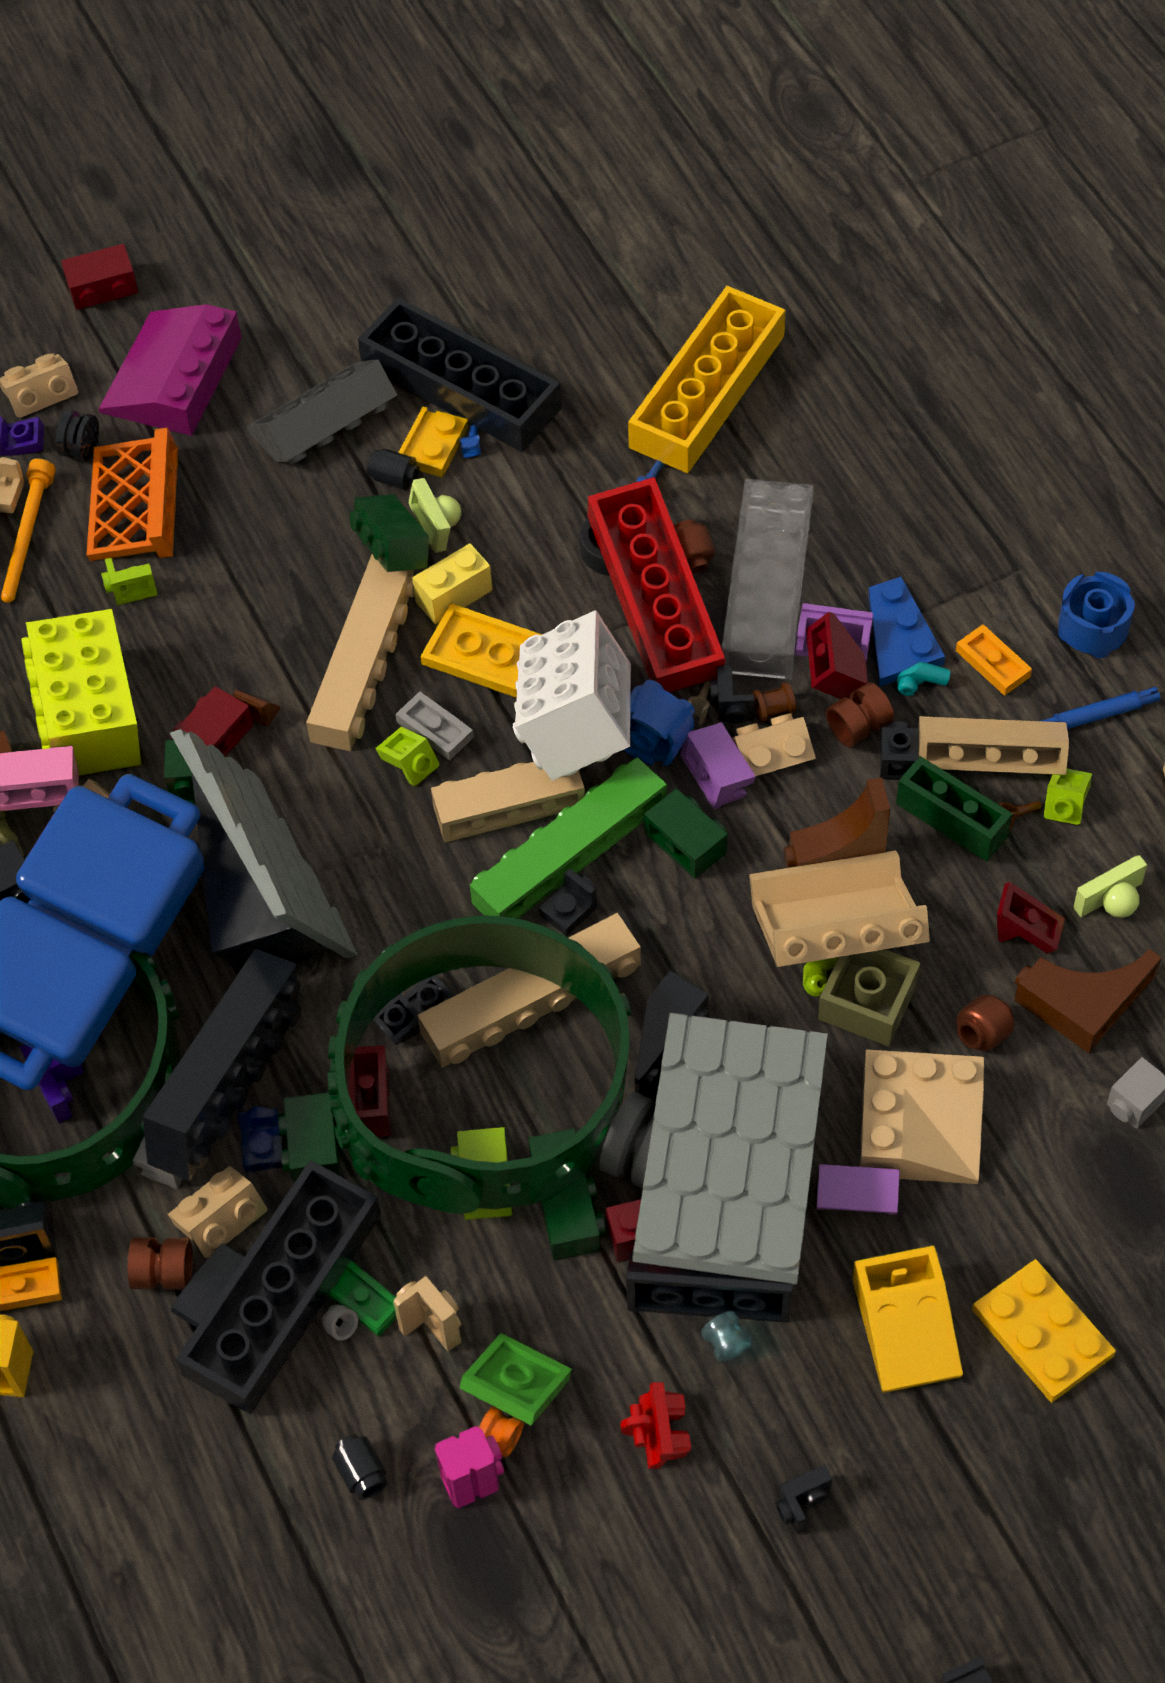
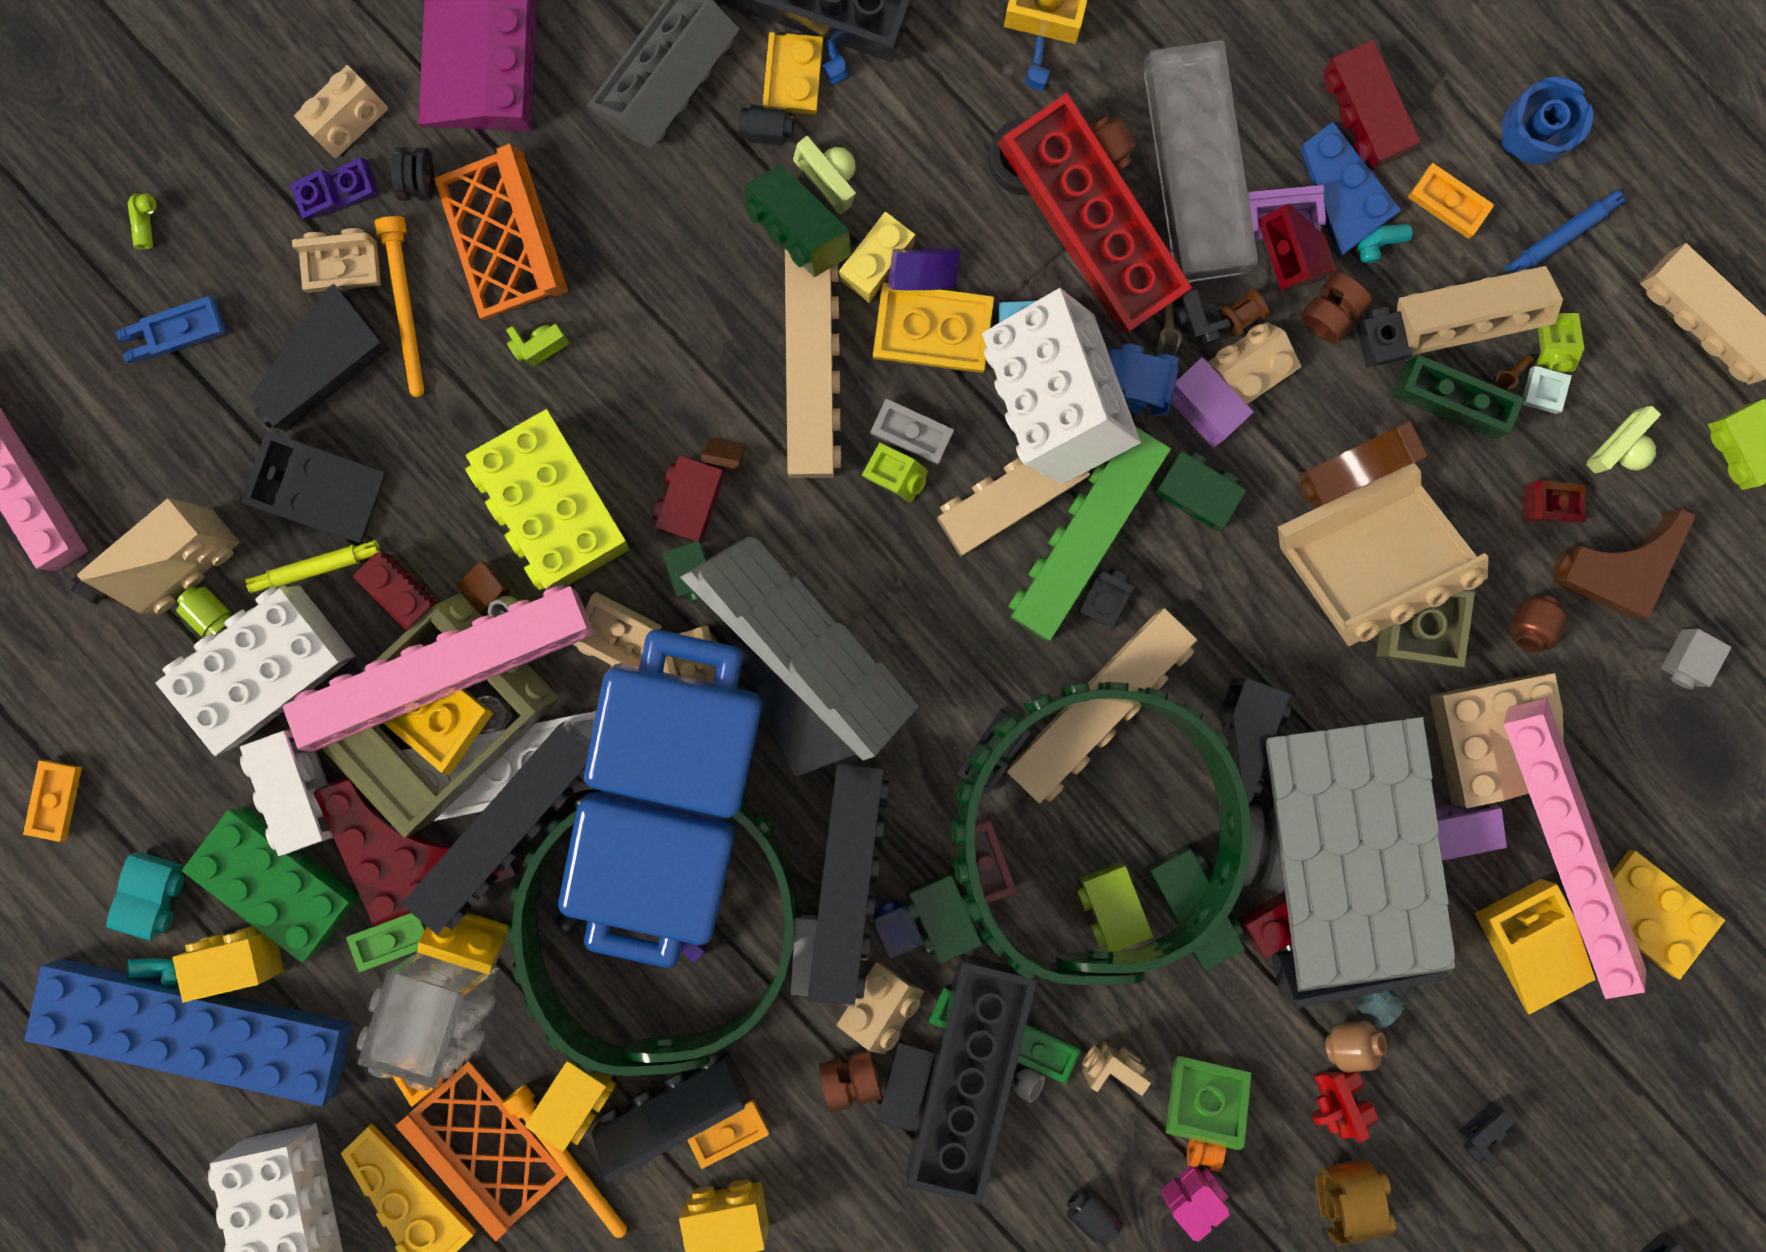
camera: 15 degrees left, 30 degrees up
(490, 597) = (924, 269): none -> dark purple slope
(636, 1516) = (1354, 1202): none -> pearl gold brick
(687, 1364) = (1356, 1046): none -> medium nougat head
(938, 571) = (1370, 105): none -> dark red brick
(962, 1219) = (1575, 848): none -> bright pink brick
(1045, 829) = (1546, 389): none -> light aqua plate

